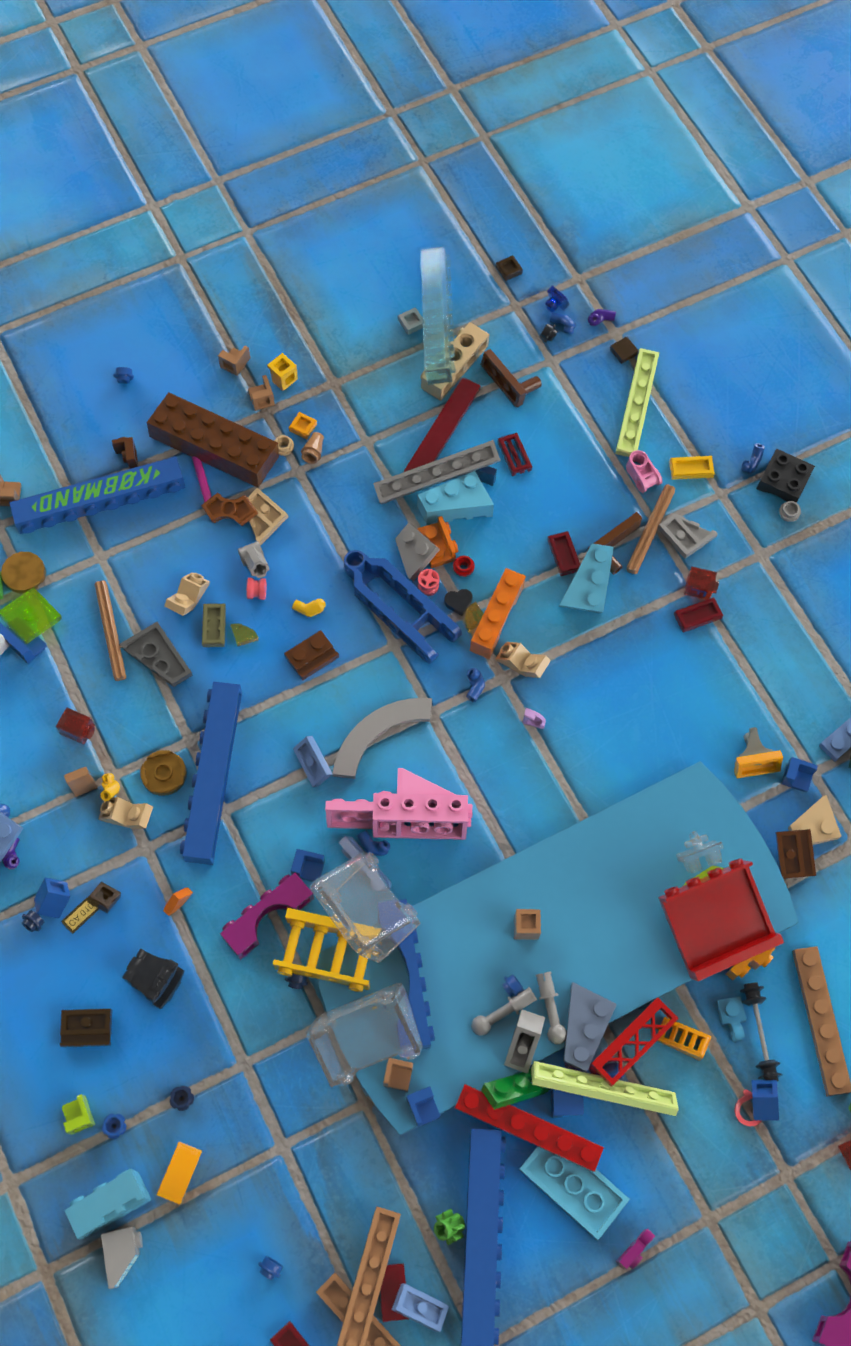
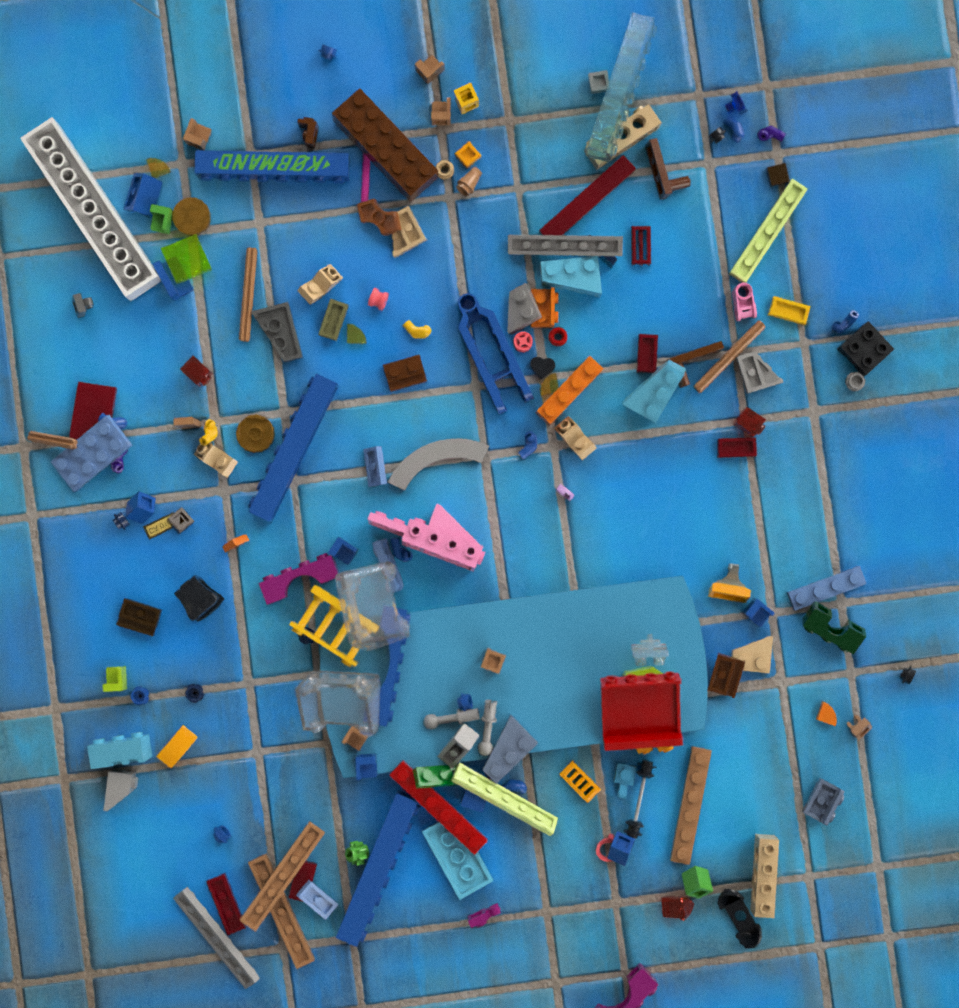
camera: 20 degrees right, 20 degrees up
(254, 559) = (384, 273): light grey piece -> none
(509, 268) = (708, 54): dark brown tile -> none
(626, 1035) = (537, 766): red fence -> none

